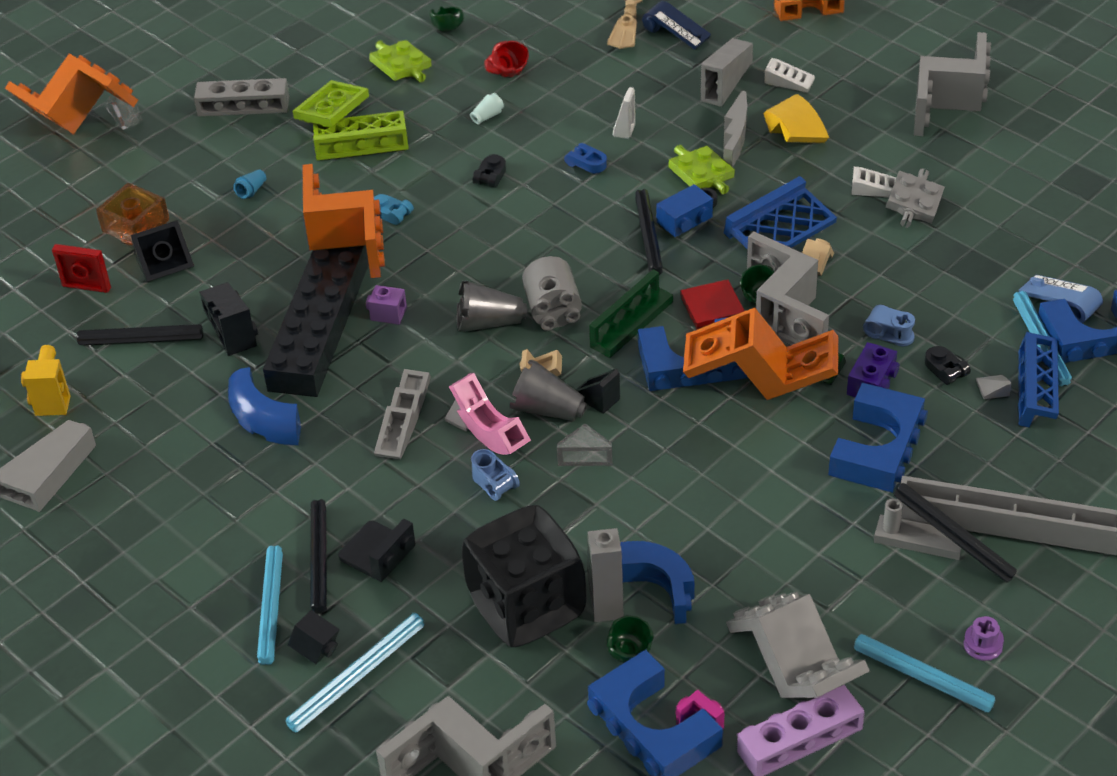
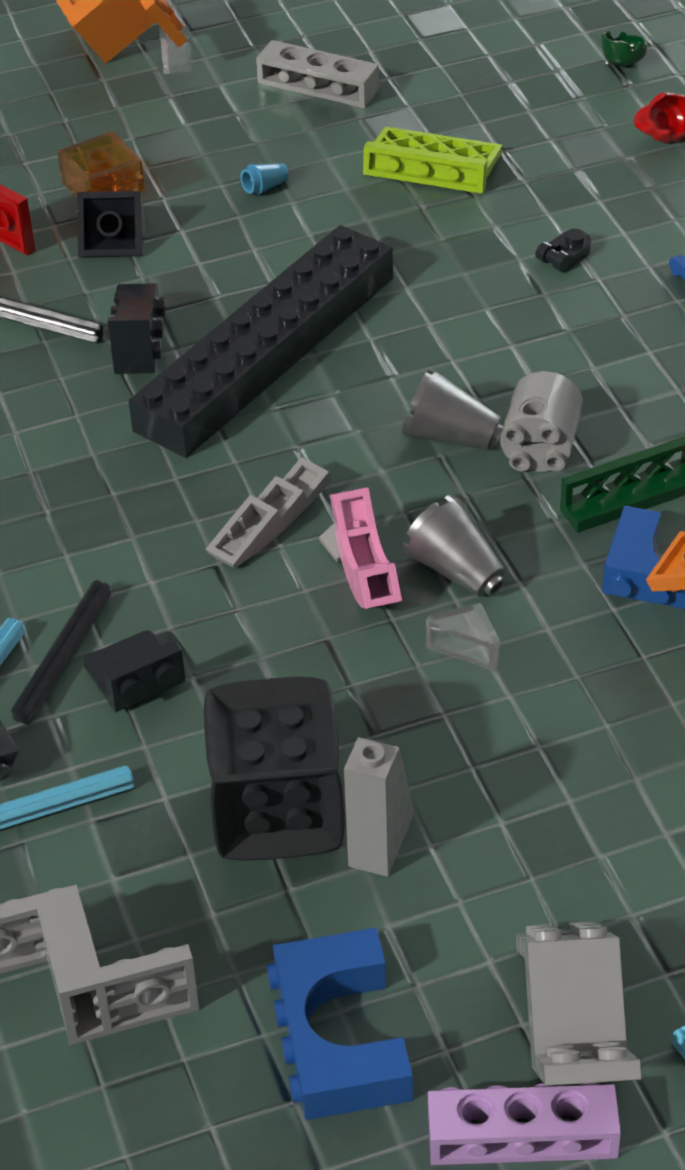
camera: 25 degrees right, 0 degrees up
(261, 415) = (107, 463): blue brick -> none
(330, 103) = (417, 110): lime plate -> none
(343, 220) = (320, 247): orange bracket -> none
(386, 304) = (333, 372): medium lavender brick -> none
(393, 209) = (413, 257): dark azure plate -> none
(400, 60) = (537, 84): lime plate -> none
(487, 108) = (606, 172): light aqua cone -> none
(492, 474) = (330, 625): medium blue piece -> none
(551, 361) = (485, 511): tan bracket -> none
(601, 390) = (534, 571): black slope -> none
(629, 637) = (368, 903): dark green hair -> none
(663, 567) = (469, 822): blue arch -> none
(690, 705) = (418, 1044): dark pink bracket -> none

